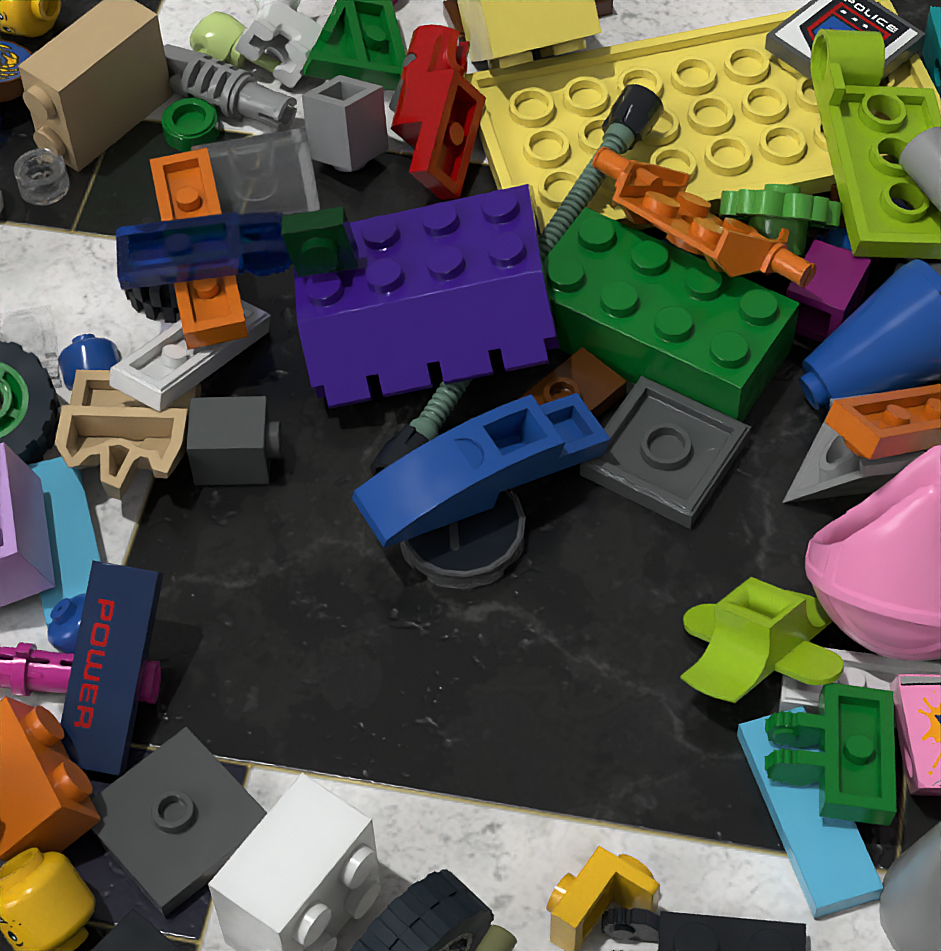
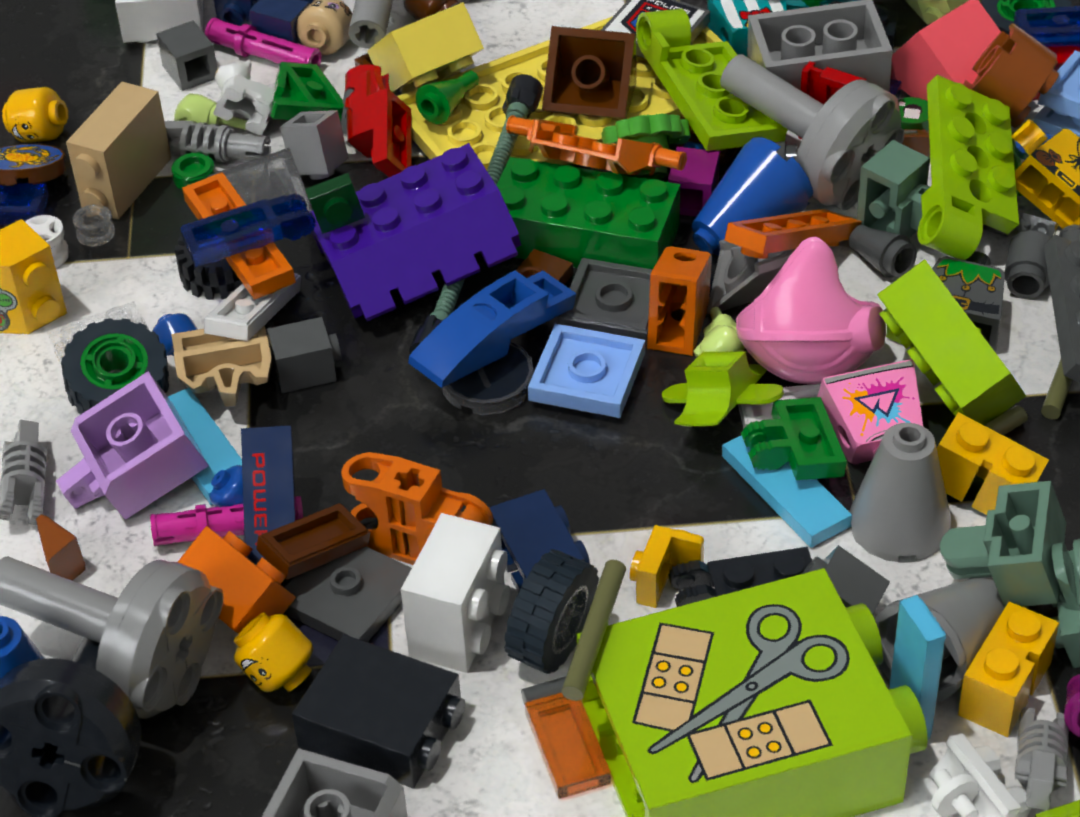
camera: 15 degrees left, 10 degrees down
(145, 743) = (313, 540): none -> reddish brown tile
(282, 729) = (403, 506): none -> orange piece
(437, 818) = (531, 529): none -> dark blue piece
(524, 94) = (440, 99): none -> green cone
(593, 557) = (586, 370): none -> light blue plate
(732, 101) = (590, 72): none -> reddish brown slope
(753, 449) = (677, 283): none -> orange torso
(783, 557) = (719, 335): none -> yellowish green piece

